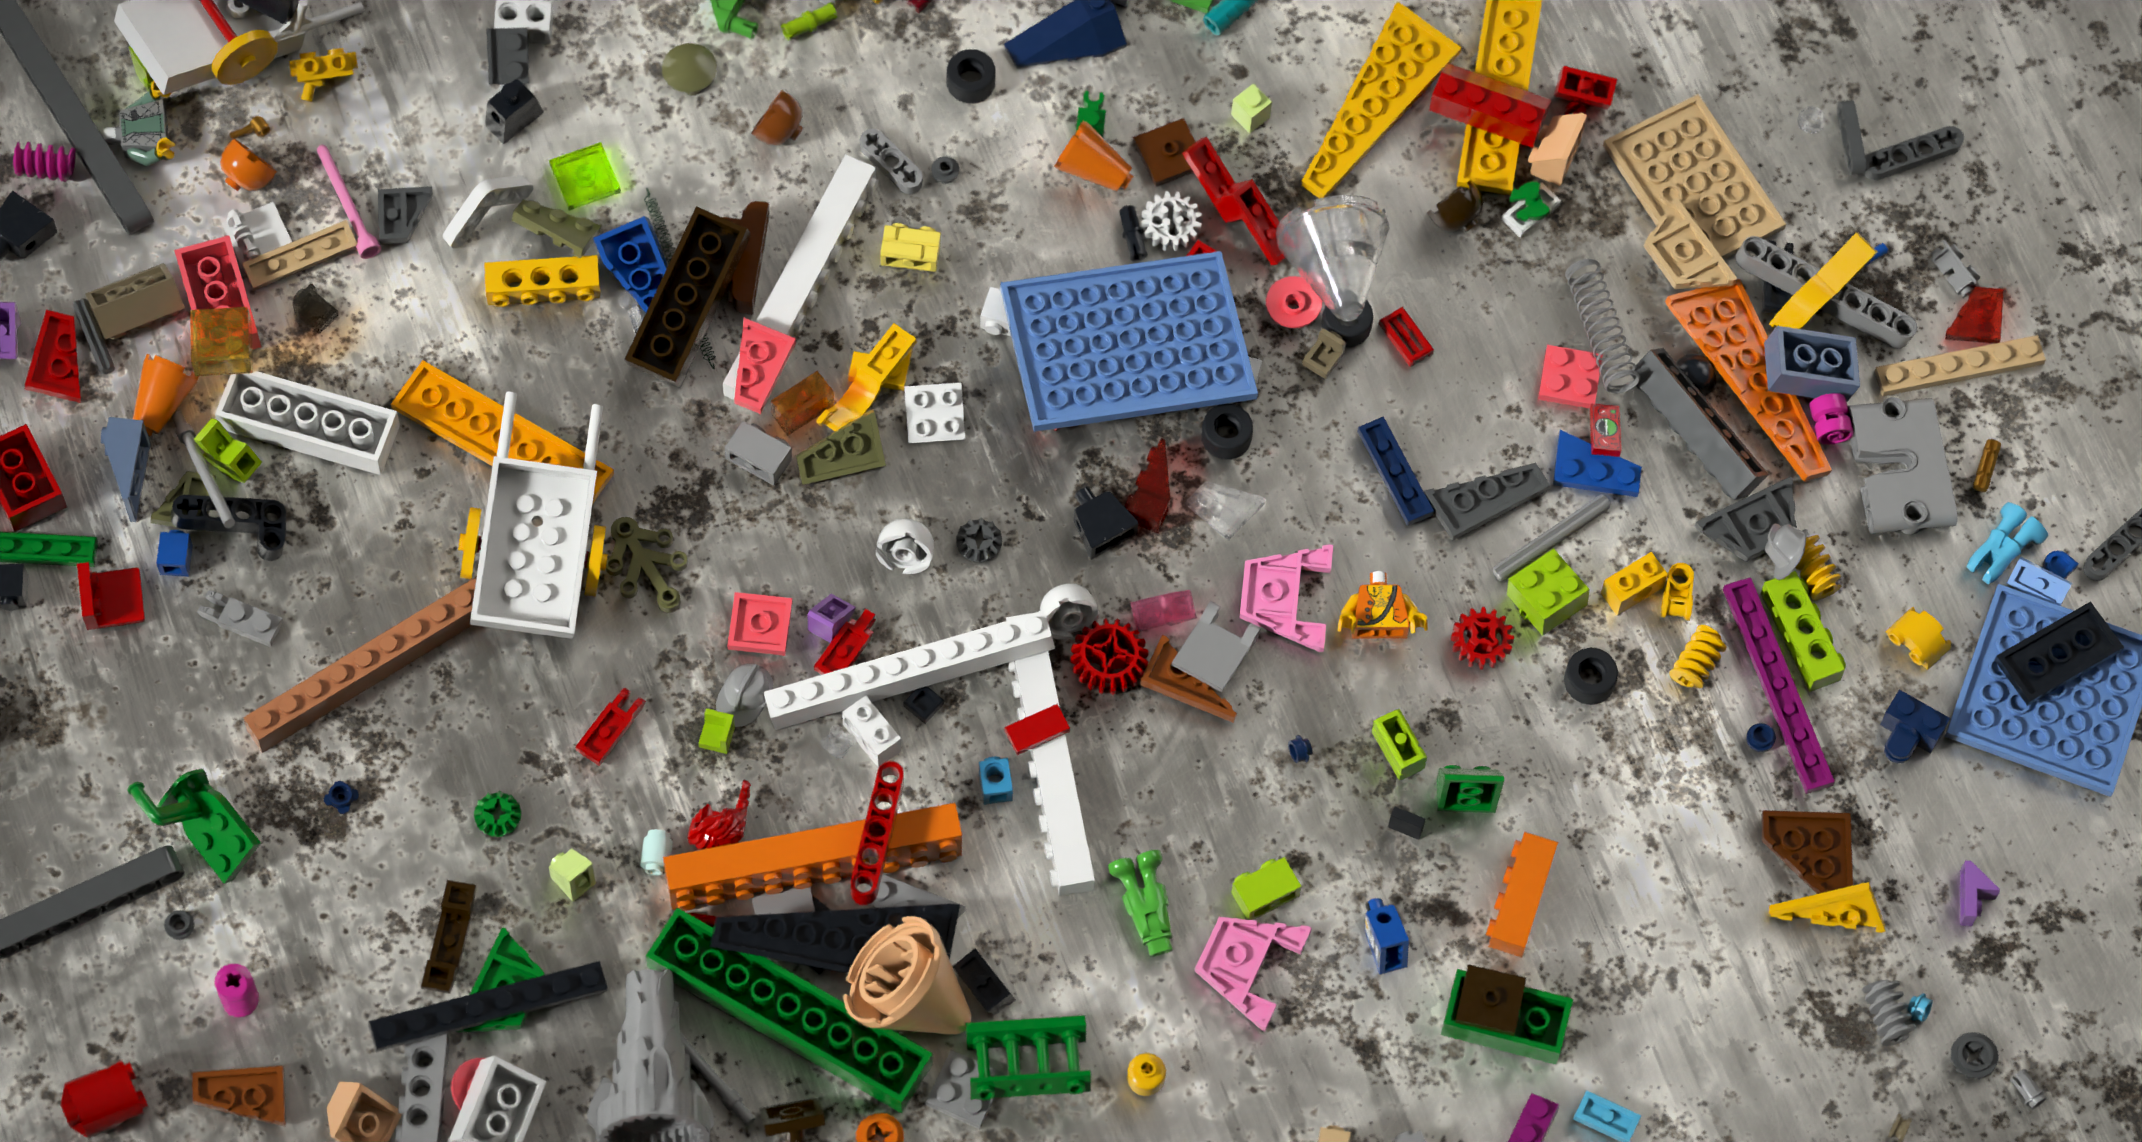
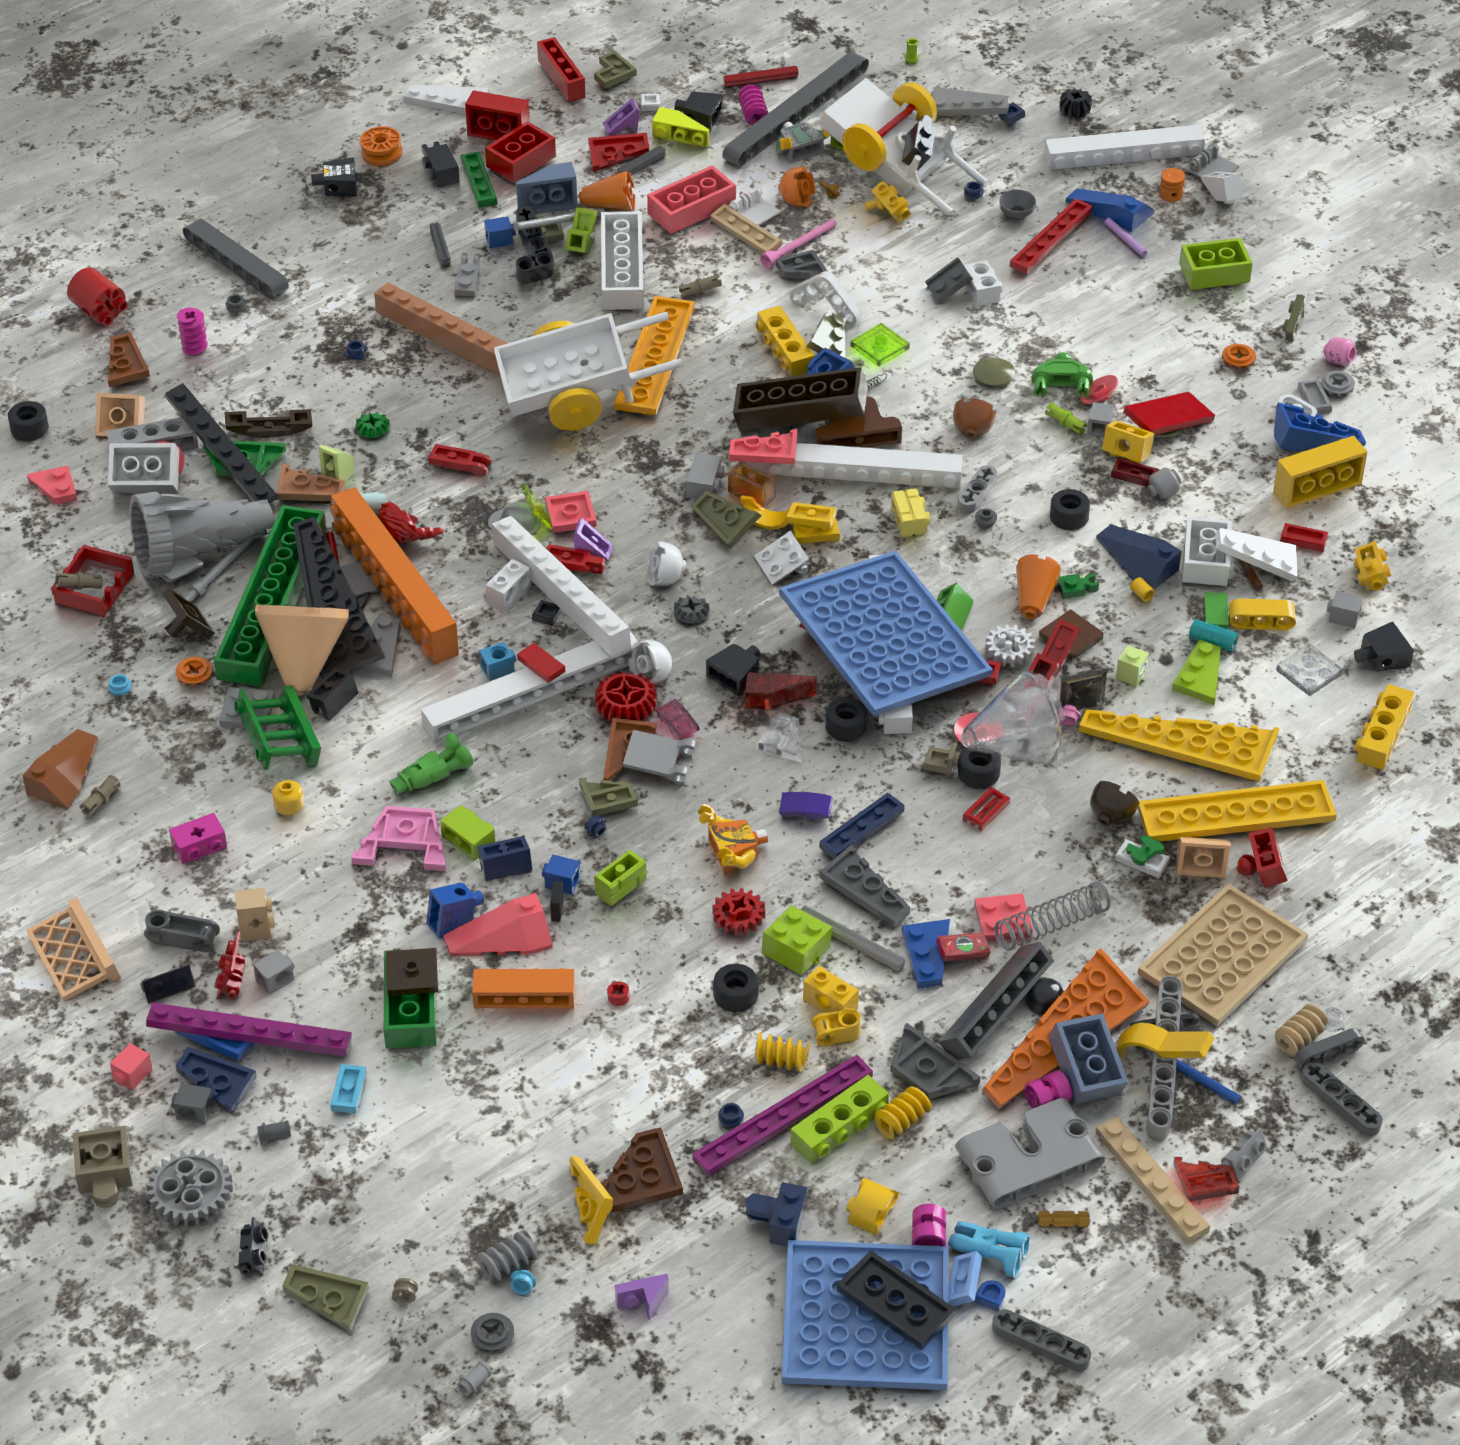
camera: 75 degrees right, 20 degrees down
(42, 269) = (678, 127): none -> neon yellow slope
(110, 597) = (453, 210): red bracket -> none
(135, 301) = (665, 164): dark tan slope -> none
(160, 634) = (440, 244): none -> dark grey axle
(206, 819) = (320, 274): green plate -> none
(221, 341) = (650, 194): clear yellow brick -> none
(313, 309) = (710, 247): clear smoke bracket -> none
(388, 344) = (700, 286): none -> dark tan pin
(511, 111) = (908, 291): black torso -> none
(590, 923) = (307, 487): none -> nougat wing
(644, 559) = (610, 431): olive plant -> none
(717, 731) = (476, 512): lime panel -> none
(745, 658) = (536, 506): none -> clear neon green piece
(877, 846) = (410, 580): red beam -> none
(1077, 255) = (955, 603): none -> bright green panel
(1128, 52) = (1142, 589): none -> yellow hinge
(1133, 232) = (980, 632): black axle -> none
(1257, 723) = (607, 796): none -> olive wing
(1269, 169) = (1083, 688): none -> clear smoke slope
(1272, 594) = (725, 778): bright pink wing -> none
(1276, 45) = (1200, 673): none -> lime wing
(1300, 200) = (1071, 715): none -> bright pink plate
(1320, 859) = (505, 858): none -> dark blue hinge
(1345, 518) = (809, 804): none -> dark purple slope
(1365, 806) = (562, 870): none -> blue brick
(1429, 889) = (508, 928): none -> coral wedge
(1468, 789) = (599, 924): green slope -> none
(1489, 105) = (1217, 797): red slope -> none
(1558, 792) = (618, 1000): none -> red bush
(1686, 252) = (1149, 952): tan wing -> none
(1785, 548) = (904, 1074): light grey piece -> none
(1821, 154) = (1300, 1029): none -> tan piece
(1982, 597) = (929, 1225): none -> dark pink wheel

